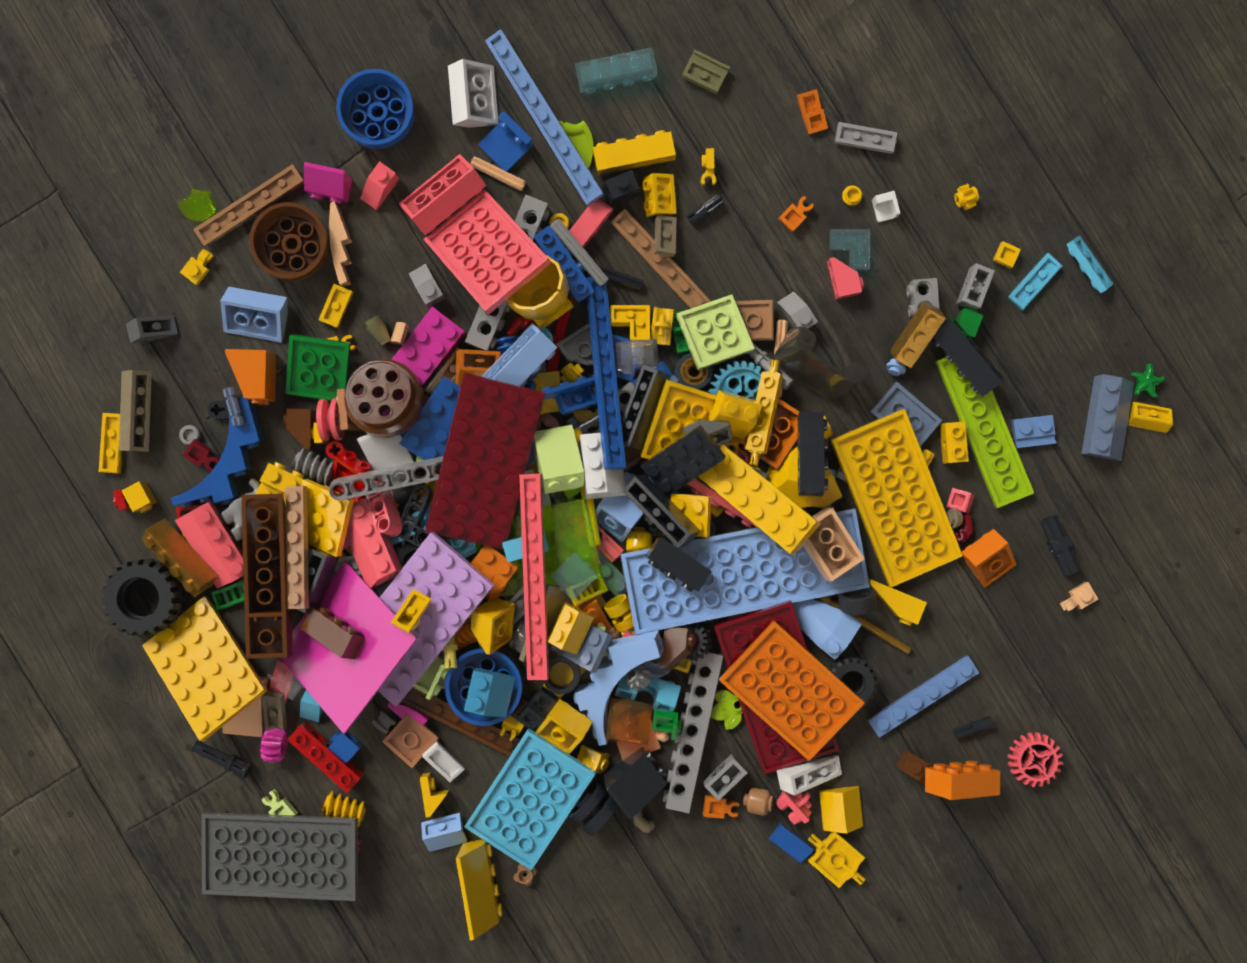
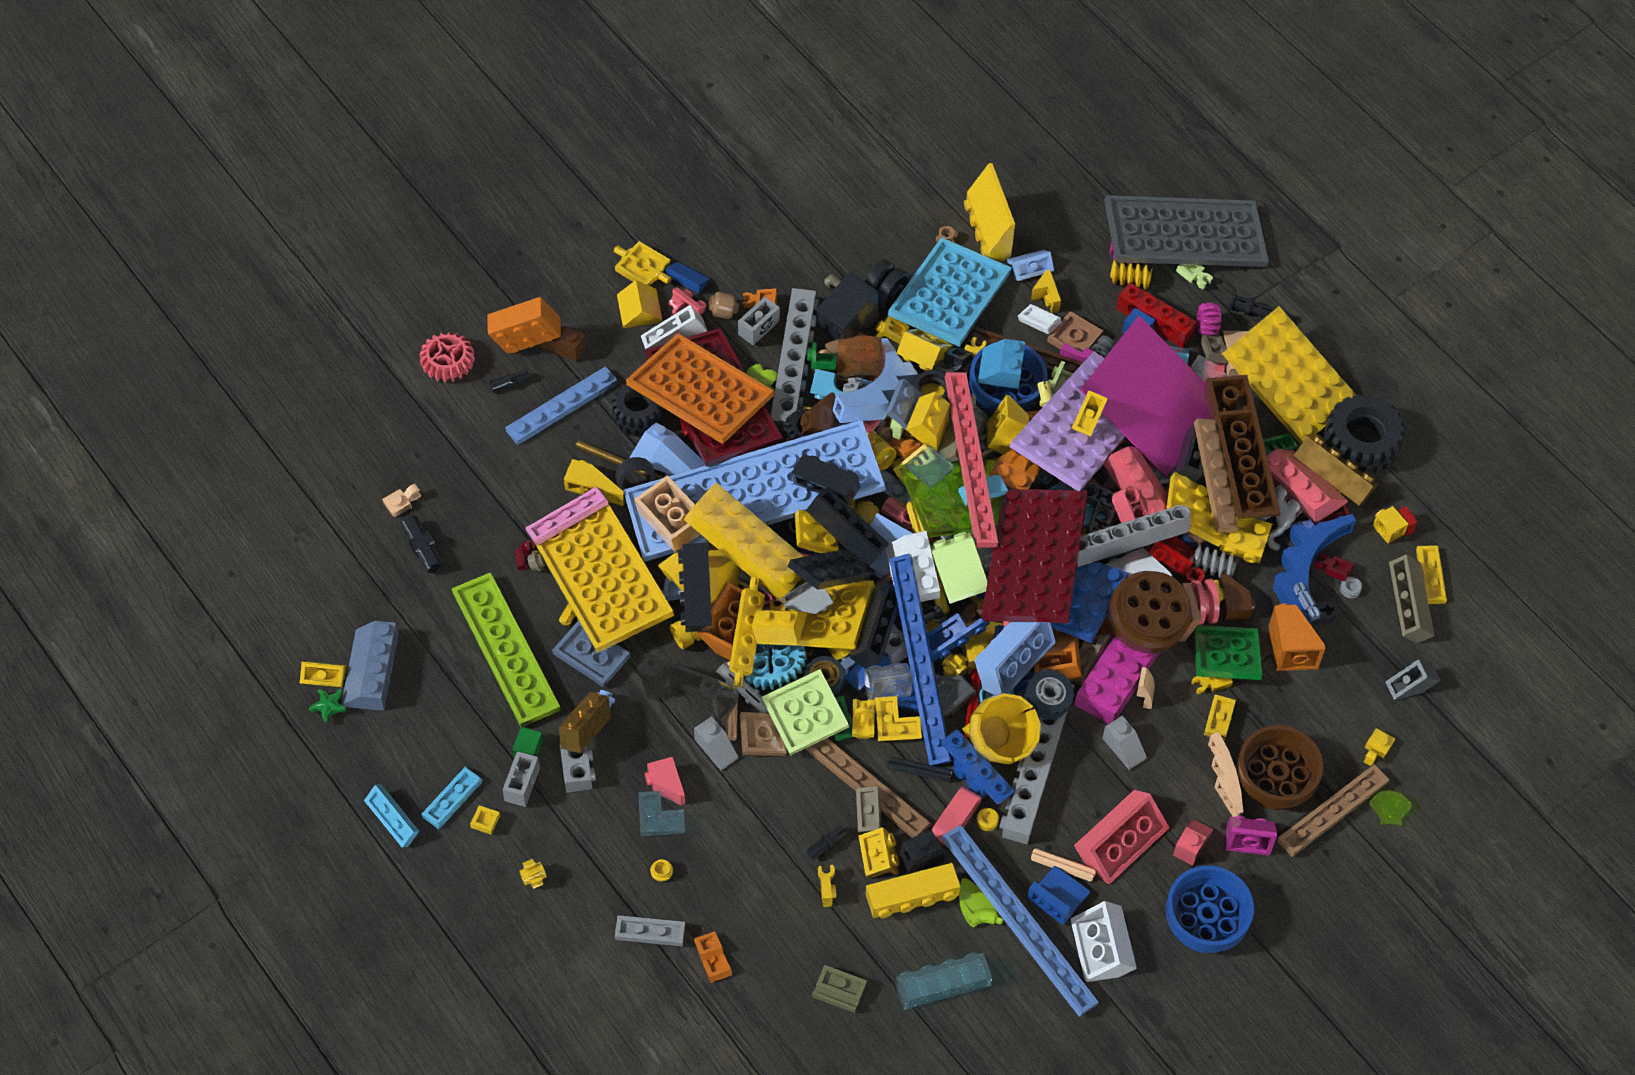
camera: 175 degrees right, 30 degrees down
(254, 314) = (1305, 703): light blue slope -> none
(332, 632) = (1166, 403): reddish brown brick -> none
(378, 330) = (1171, 698): olive cone -> none
(487, 251) = (1063, 766): coral plate -> none
(498, 335) = (1057, 686): none -> black wheel
(579, 252) = (962, 780): light grey axle -> none
(794, 215) = (725, 842): orange plate -> none
(886, 206) = (623, 861): white panel -> none
(925, 561) = (566, 516): none -> bright pink tile
(954, 442) = (539, 629): yellow brick -> none
(960, 500) = (528, 580): coral slope -> none
(967, 356) = (528, 703): black brick -> none
(989, 557) = (498, 527): orange slope -> none
(1033, 431) = (451, 650): medium blue plate -> none

